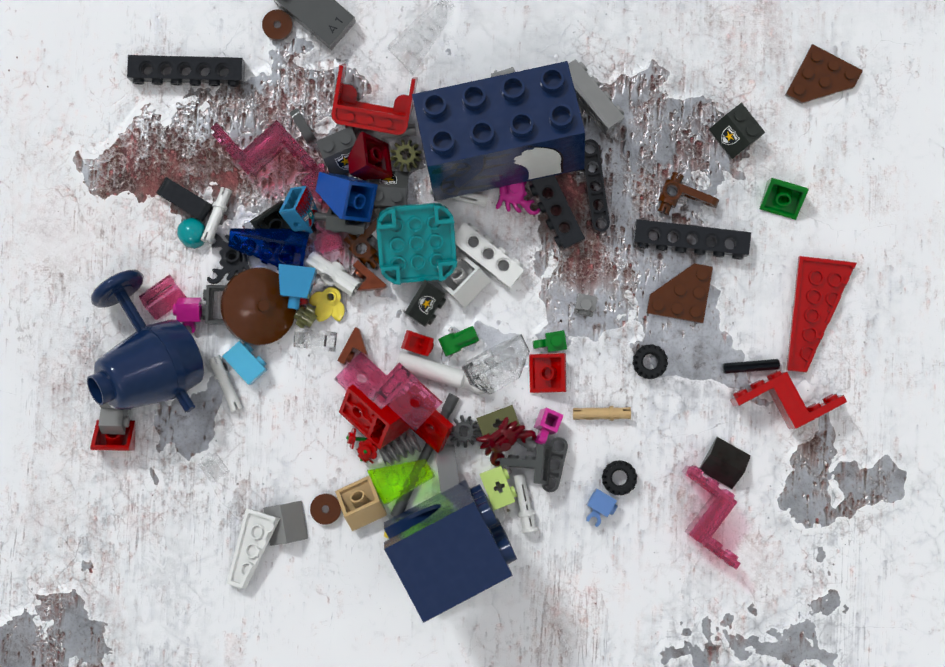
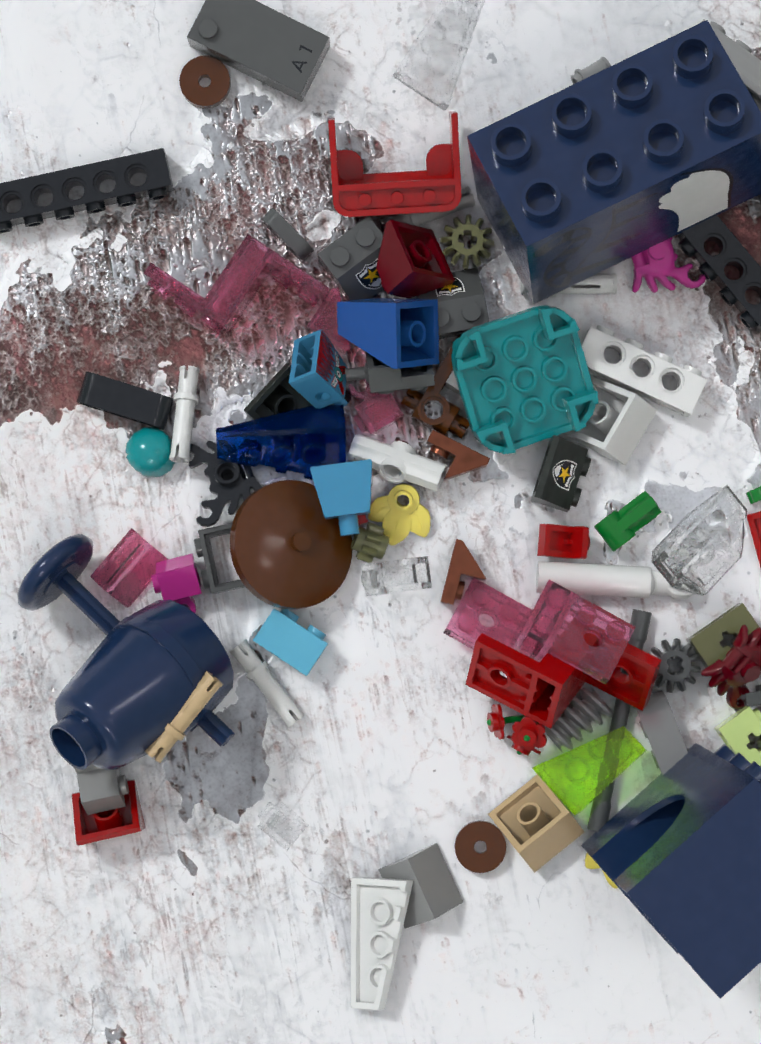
camera: 15 degrees left, 0 degrees up
(159, 396) = (175, 730): none -> tan pin

